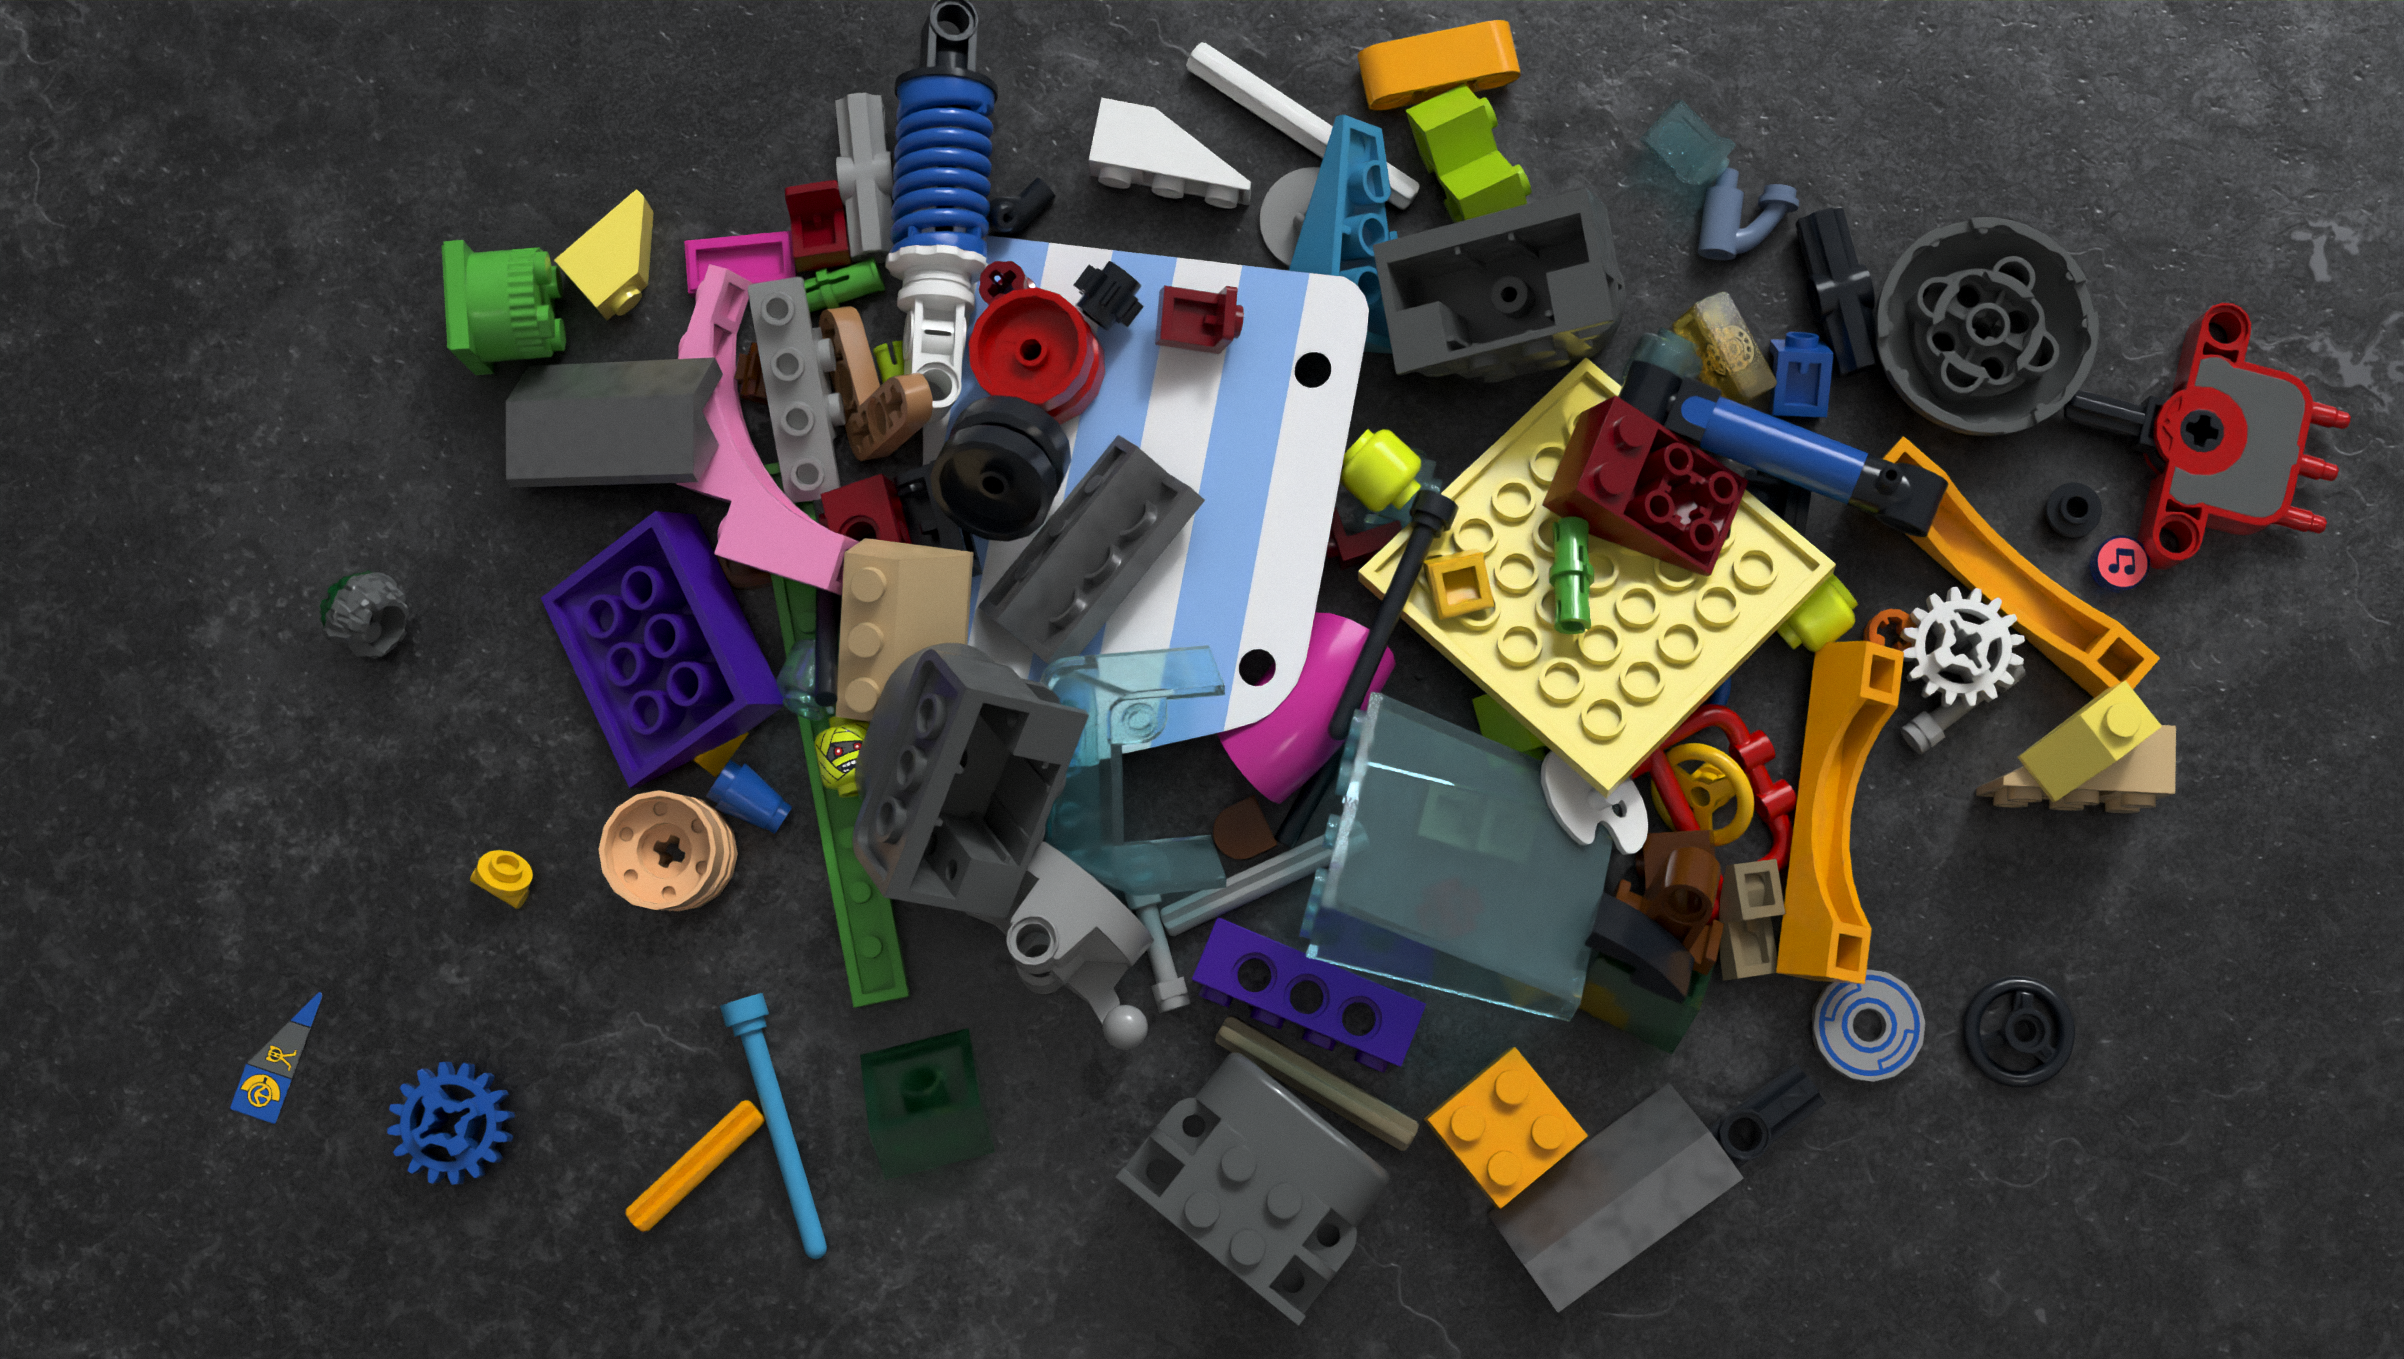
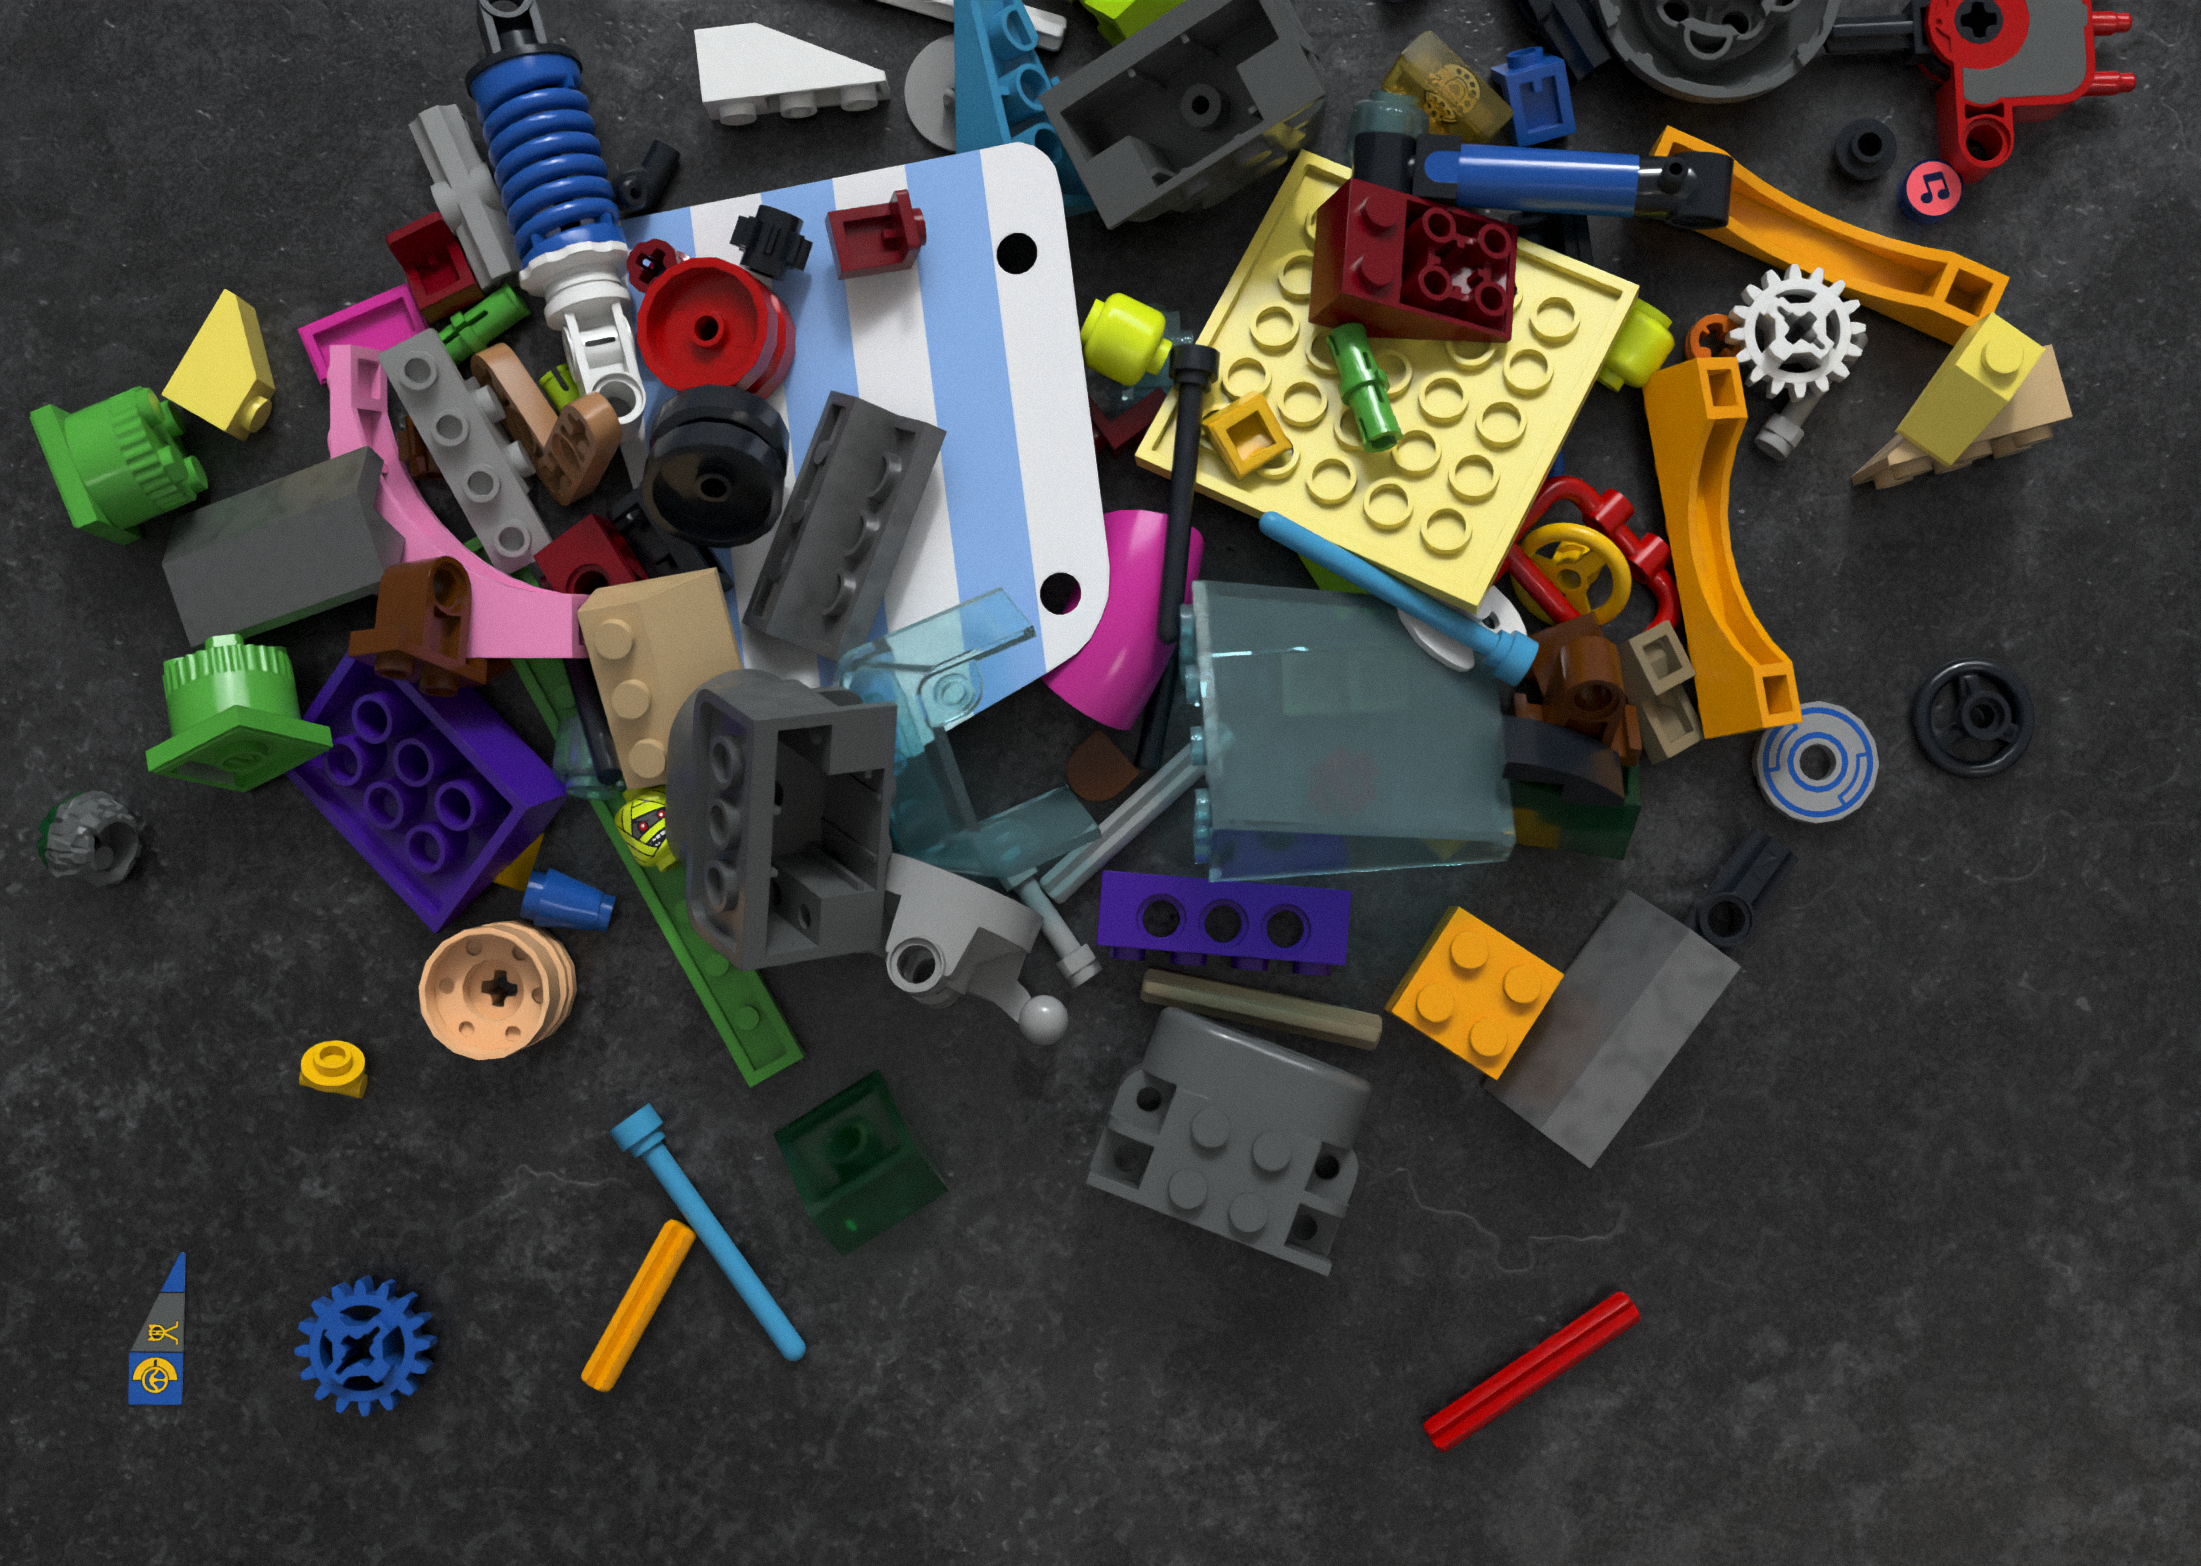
camera: 20 degrees left, 5 degrees up
(524, 549) = (234, 717): none -> bright green piece
(710, 524) = (422, 628): none -> reddish brown pin
(1621, 839) = (1504, 652): none -> dark azure piece

